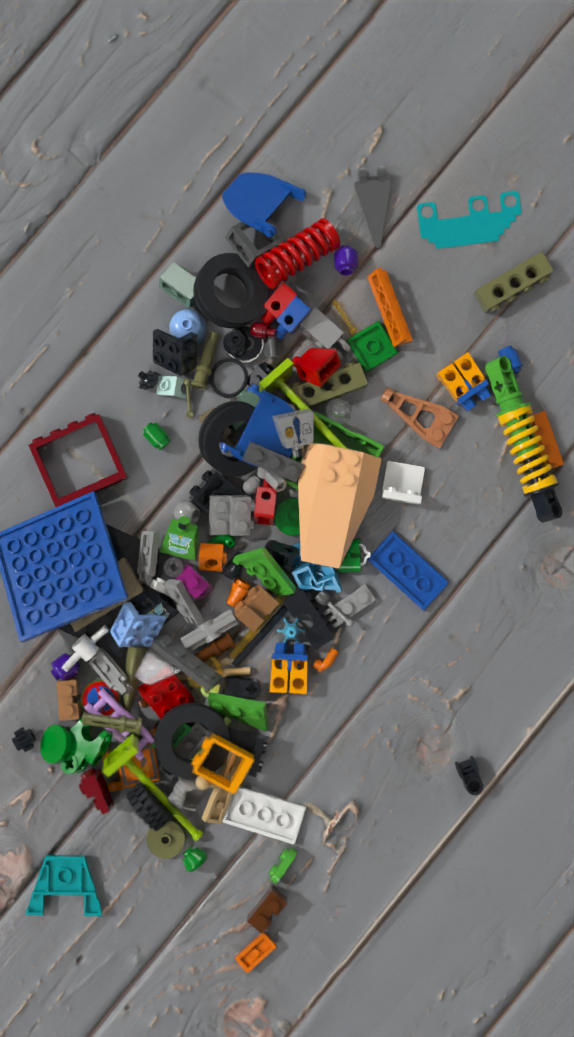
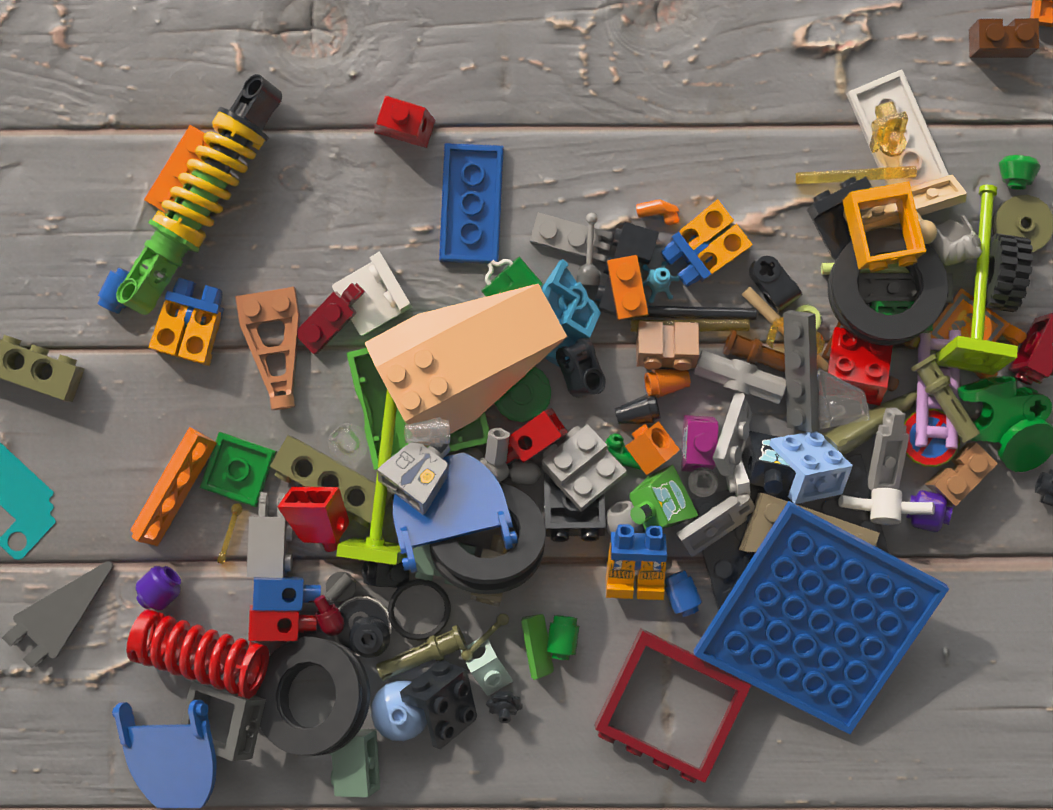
camera: 125 degrees left, 0 degrees up
(128, 512) = (682, 593): none -> blue brick
(165, 420) = (536, 644): none -> bright green slope
(166, 505) = (637, 552): none -> hips
(240, 709) = (801, 262): bright green wing -> none
(259, 777) = (843, 175): none -> clear yellow bar
(267, 569) = (611, 371): bright green wing -> none
(268, 808) = (889, 130): none -> clear yellow hips
(273, 461) = (477, 468): dark grey plate -> none
(277, 871) = (926, 64): bright green plate -> none
(300, 611) = (627, 287): none -> orange plate
(310, 451) = (428, 432): none -> clear cone
(408, 452) = (329, 318): none -> dark red plate
(476, 571) = (404, 122): none -> red torso

